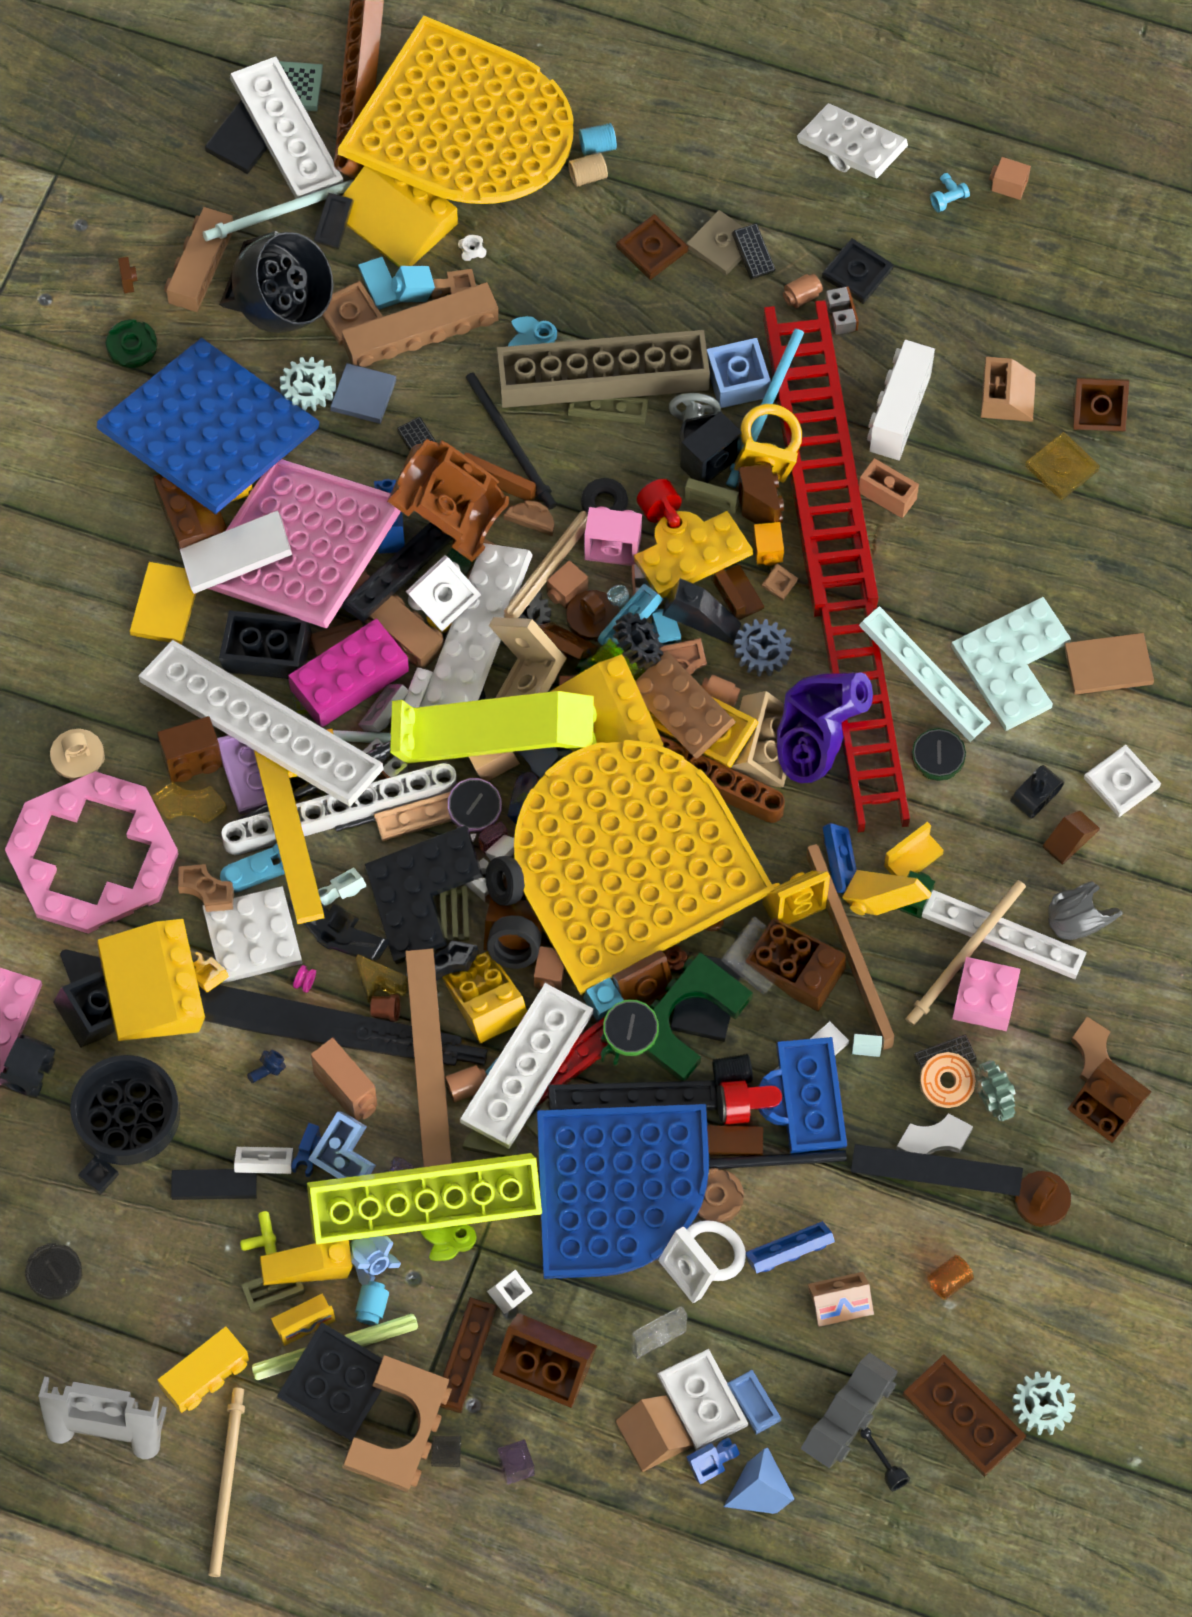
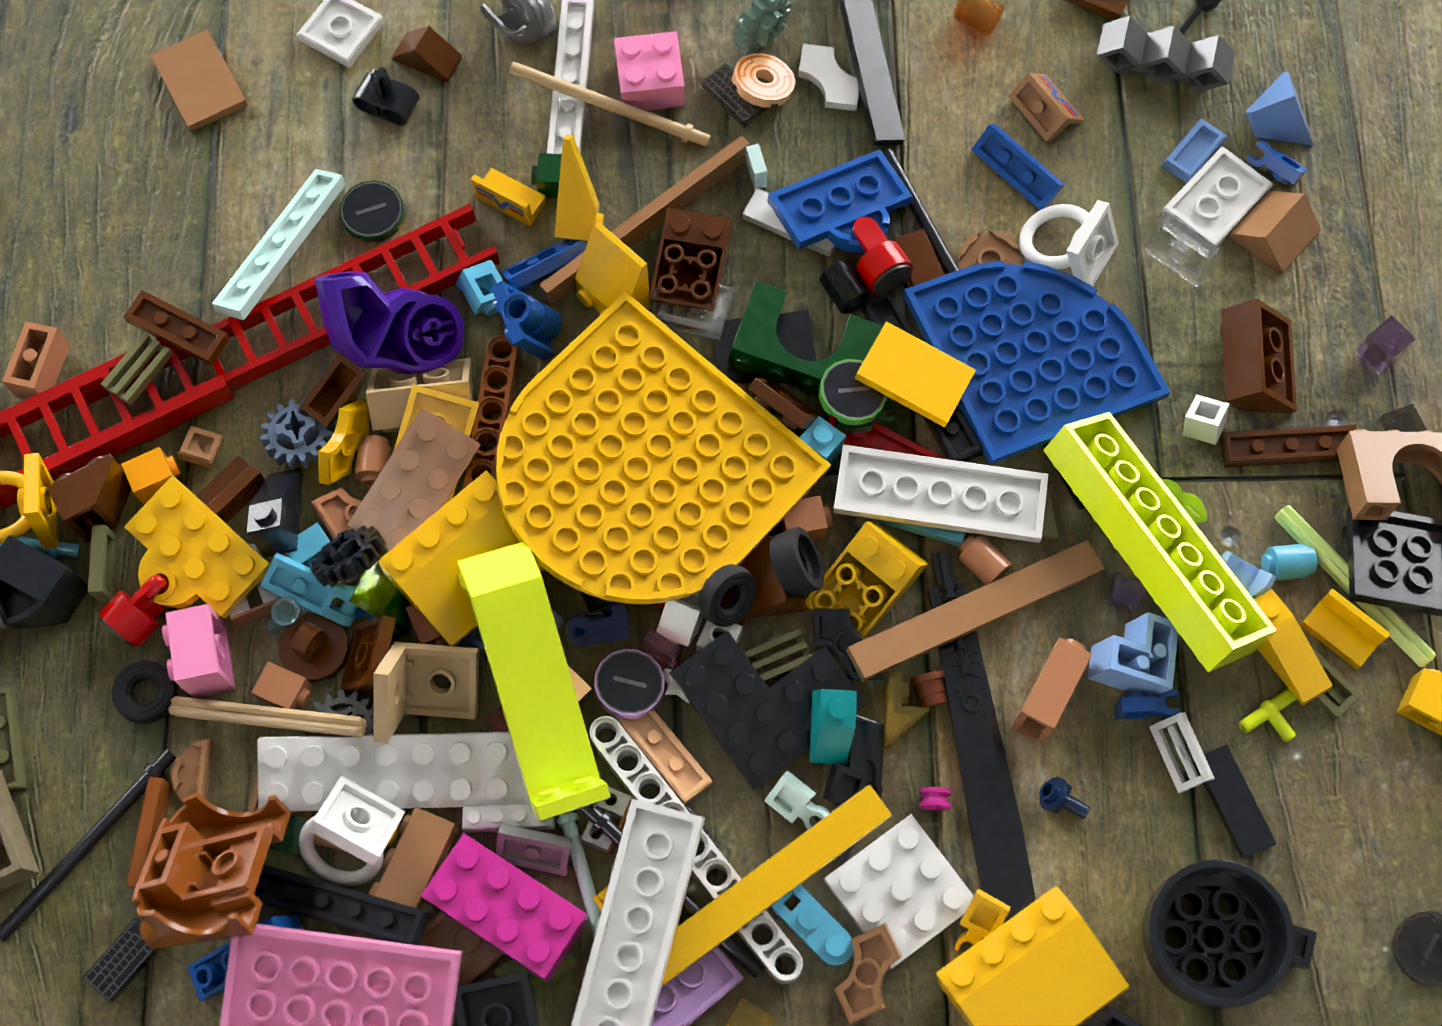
camera: 110 degrees left, 5 degrees up
(386, 922) = (832, 725): none -> teal slope
(626, 1076) = (915, 374): none -> yellow tile
(734, 669) = (337, 455): none -> yellow tile
(777, 672) = (334, 389): none -> reddish brown slope
(789, 825) = (527, 320): none -> blue plate
(837, 531) = (132, 365): none -> olive tile
(841, 800) = (476, 282): none -> medium azure brick
(871, 580) = (176, 327): none -> reddish brown plate
(999, 657) = (227, 191): light aqua plate -> none

